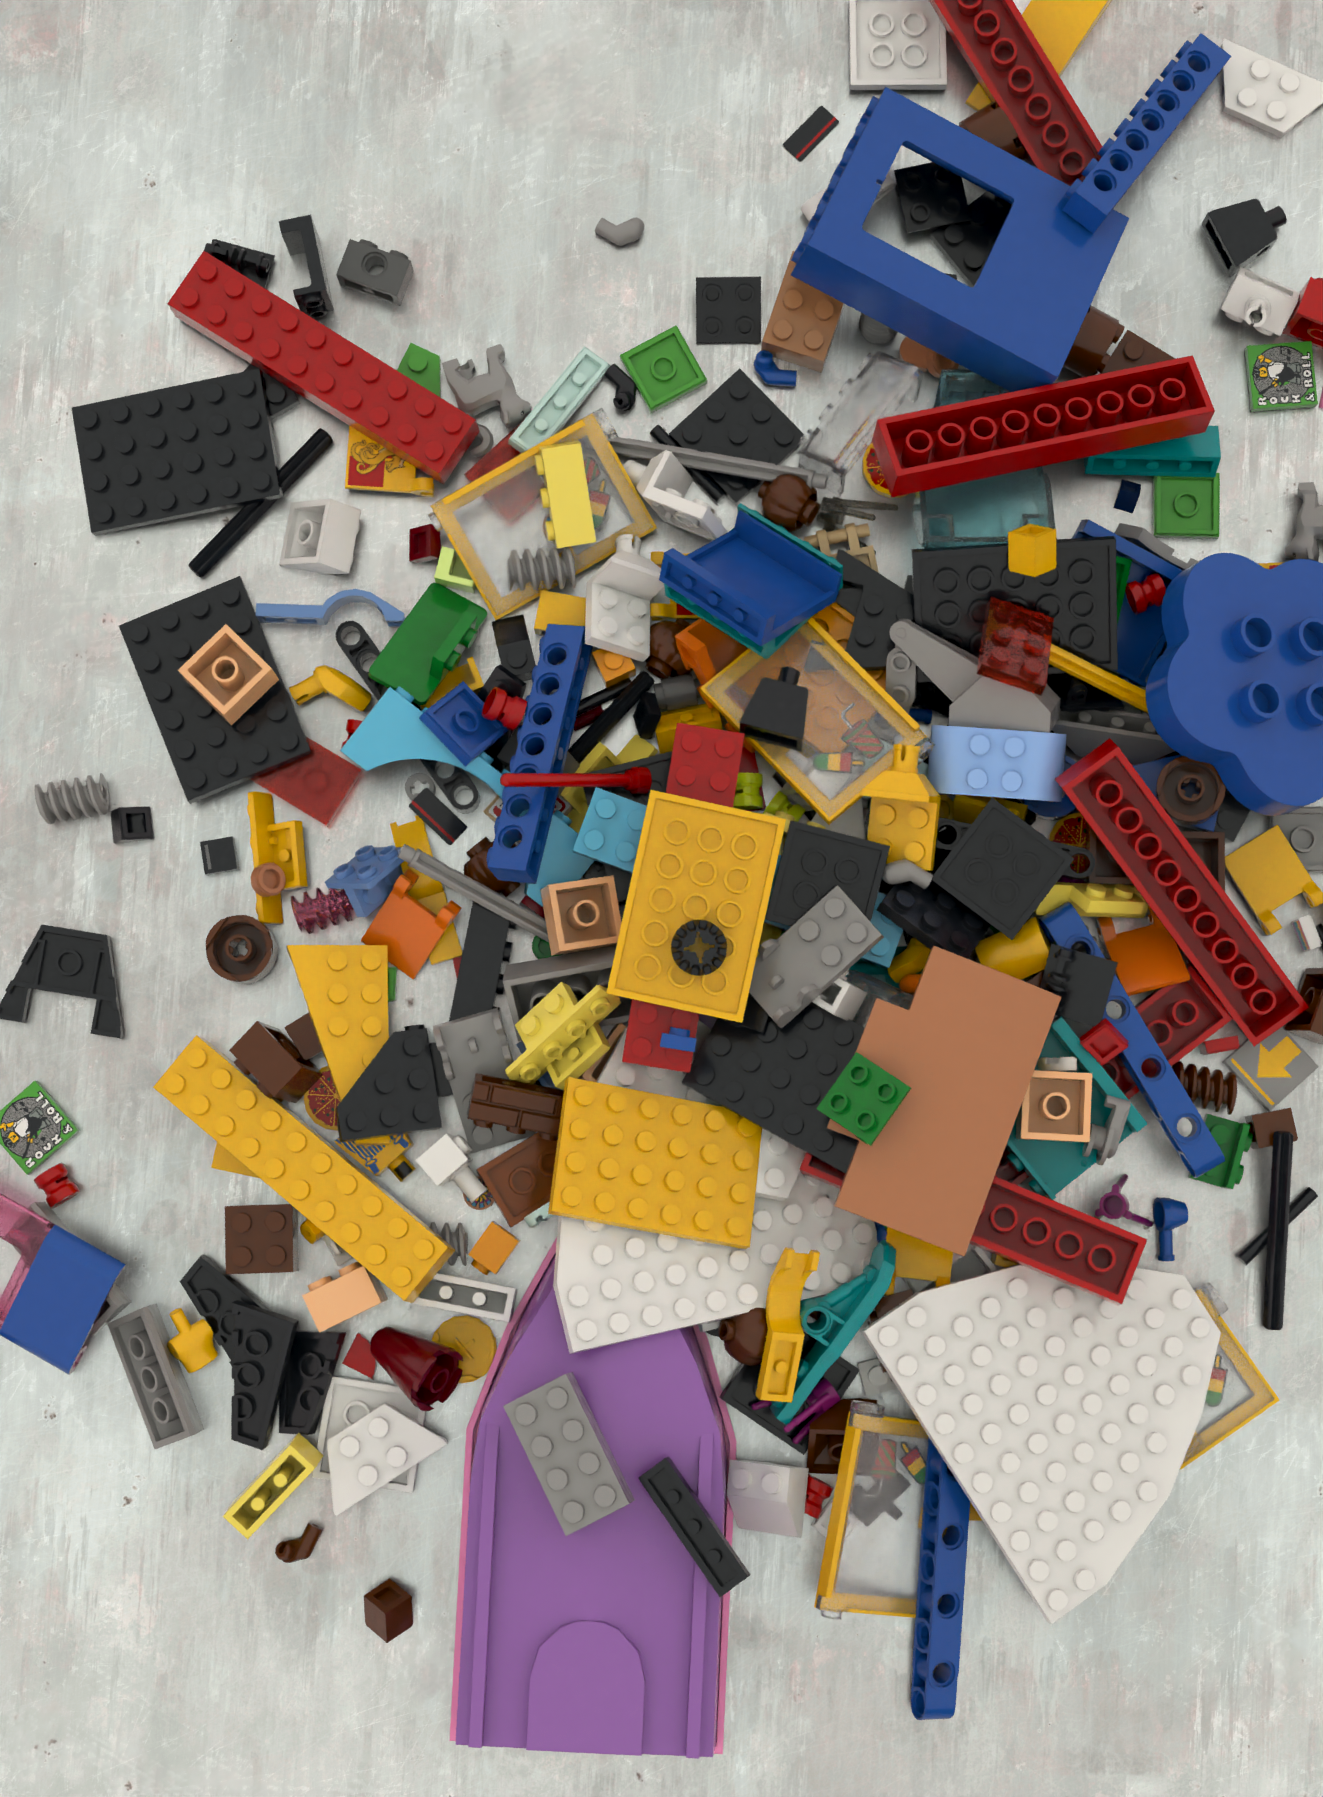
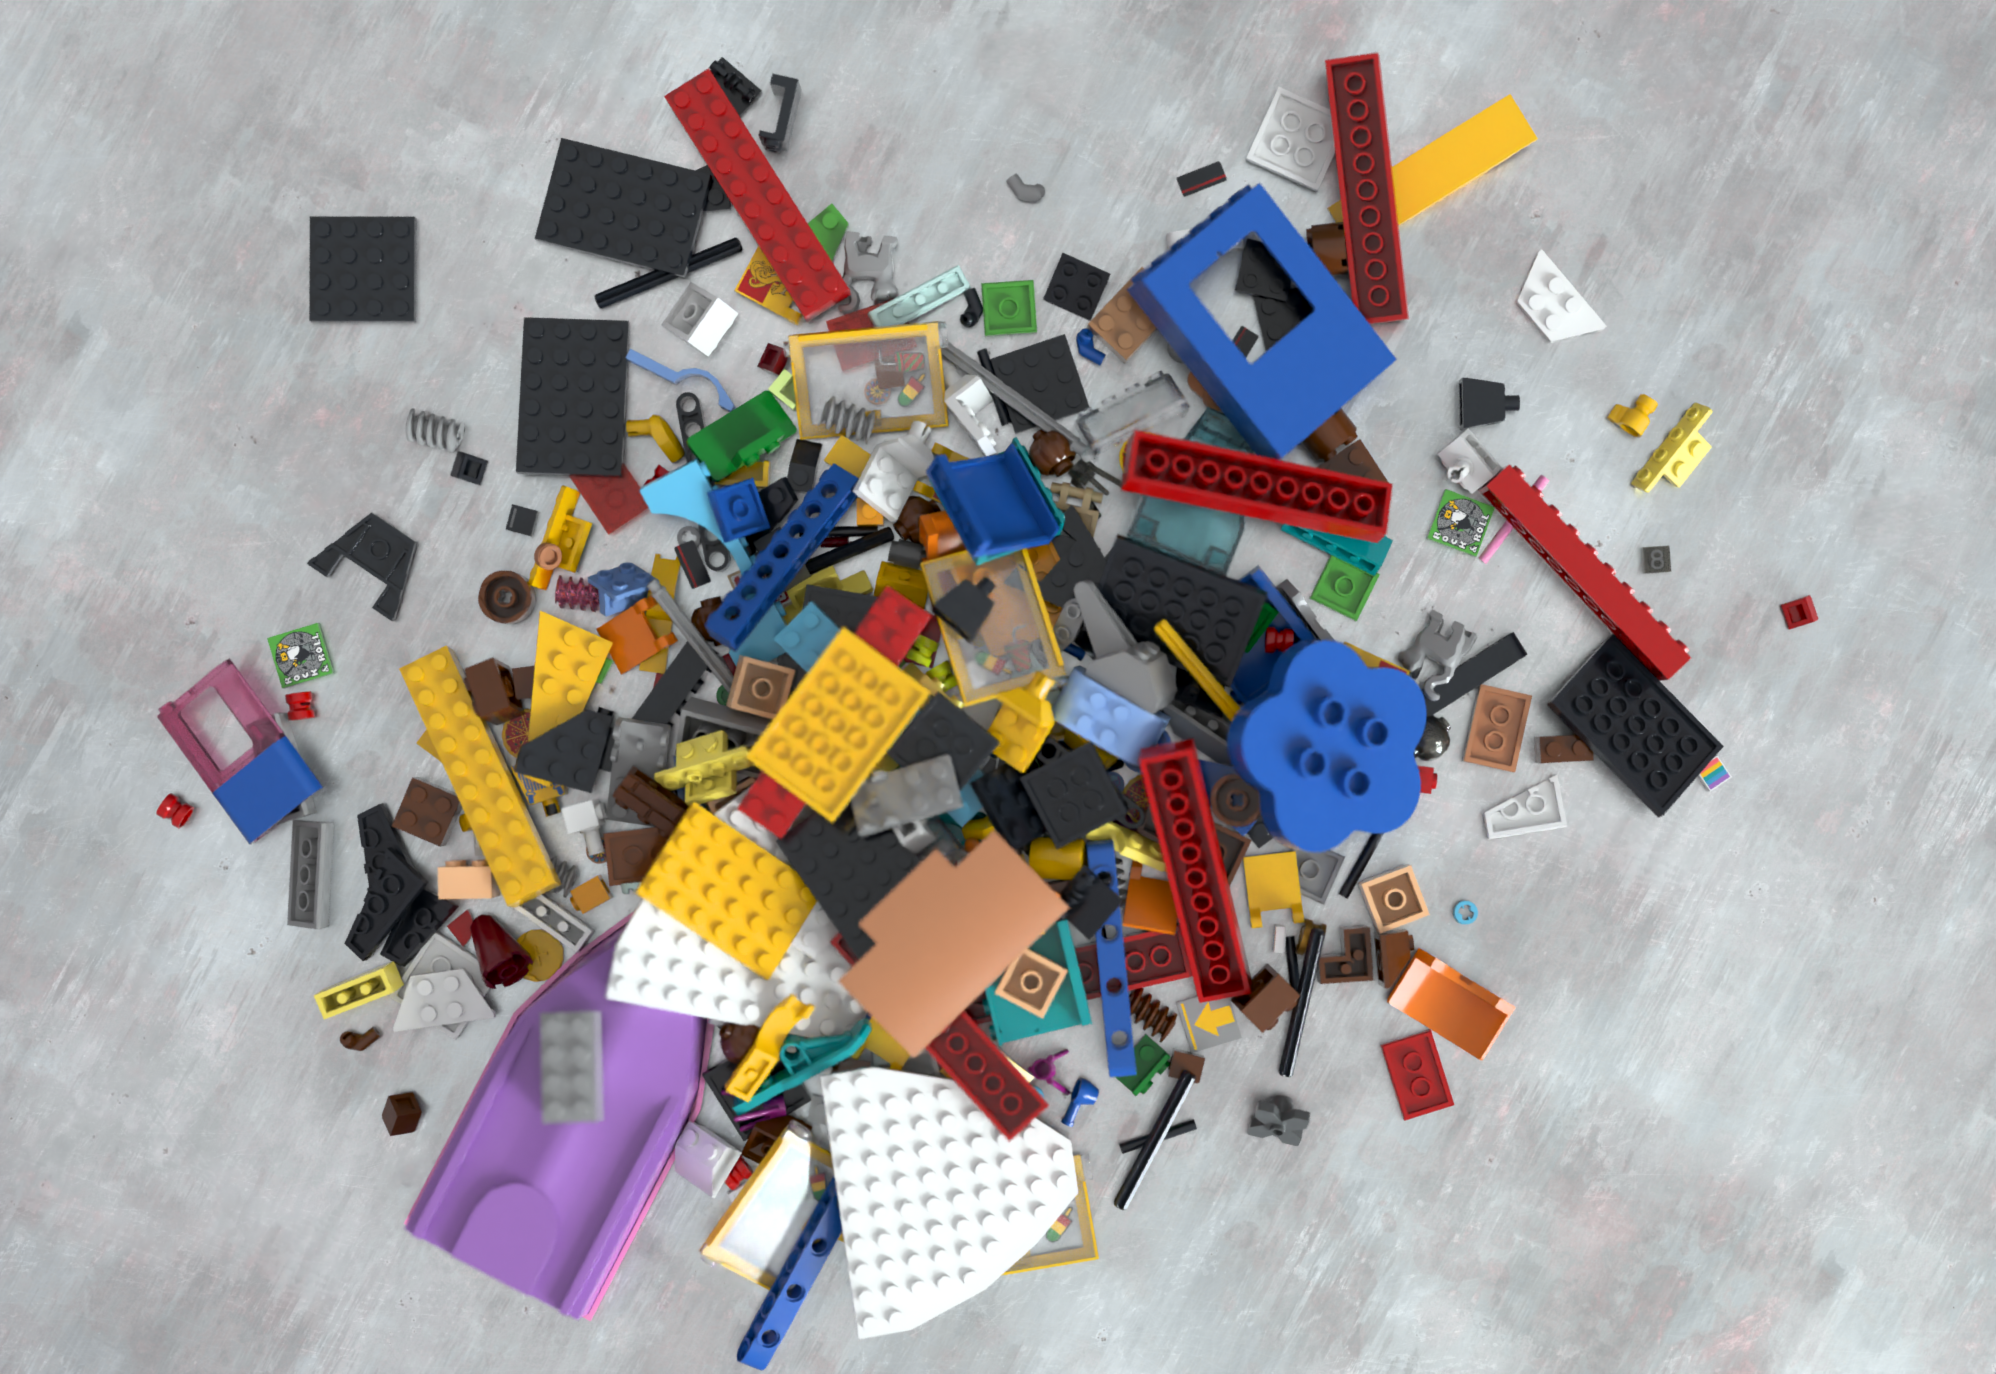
camera: 25 degrees right, 5 degrees up
(193, 1343) = (347, 863): yellow piece -> none
(228, 674) = (585, 395): light nougat brick -> none
(388, 285) = (837, 152): dark grey brick -> none
(504, 708) = (772, 512): red wheel -> none
(565, 494) = (889, 374): light yellow brick -> none
(636, 780) = (844, 608): red piece -> none
(647, 715) = (876, 561): black tile -> none
(678, 1039) = (781, 813): blue plate -> none
(694, 1526) = (636, 1157): black plate -> none
(711, 958) = (837, 750): black gear -> none
(863, 1098) = (892, 916): green hinge -> none
(904, 871) = (1003, 764): light grey arm -> none
(1015, 646) = (1157, 640): clear red plate -> none
(1032, 550) = (1202, 576): yellow panel -> none
(1061, 1064) = (1049, 951): white tile -> none
(1104, 1042) = (1088, 951): red tile -> none
(1107, 1138) = (1058, 1020): light grey piece -> none
(1127, 496) = (1305, 559): dark blue piece -> none
(1146, 133) = (1370, 341): blue brick -> none
(1219, 1045) = (1177, 989): red tile -> none

